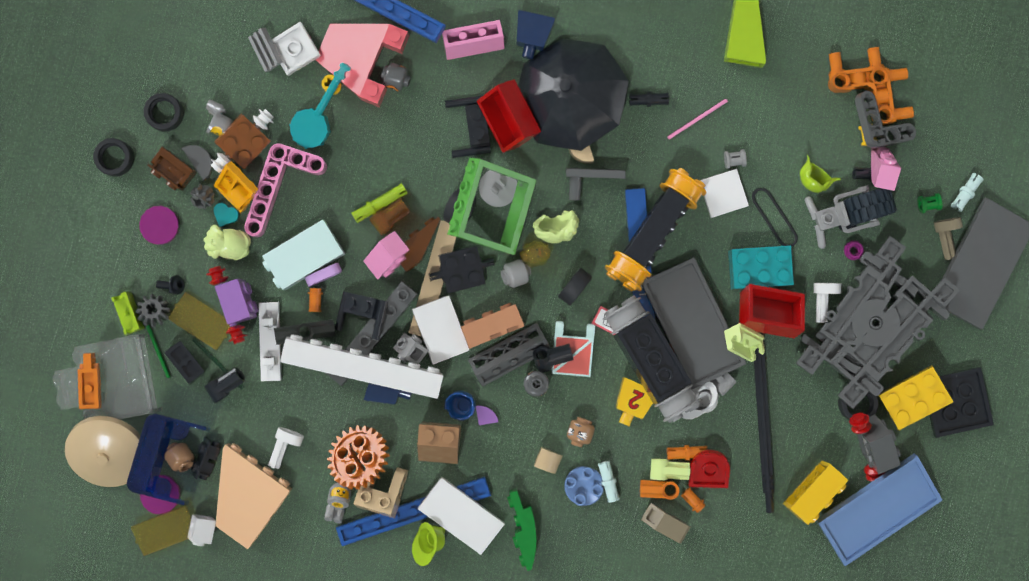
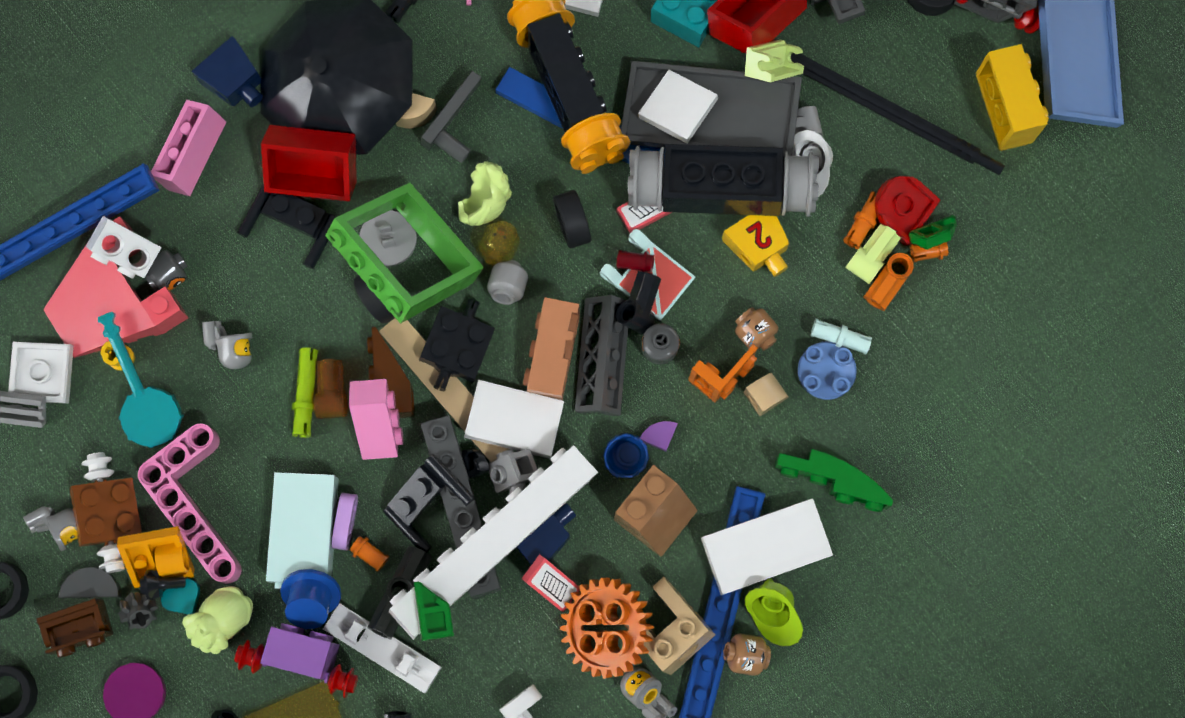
camera: 55 degrees left, 10 degrees down
(219, 196) = (152, 584): none -> black plate
(268, 286) = (309, 597): none -> blue piece
(298, 363) = (433, 614): none -> green tile
(362, 410) = (550, 582): none -> tile
(377, 145) = (232, 349): none -> light grey piece
(392, 48) = (125, 243): none -> white brick
(395, 542) = (747, 654): none -> medium nougat head
(402, 323) = (474, 462): none -> black tile
(533, 424) = (708, 381): none -> orange bracket
(575, 338) = (635, 261): none -> dark red pin
(665, 523) = (937, 300): dark tan slope -> none
(682, 303) = (678, 106): none -> white tile
(704, 498) = (934, 233): none -> green tile

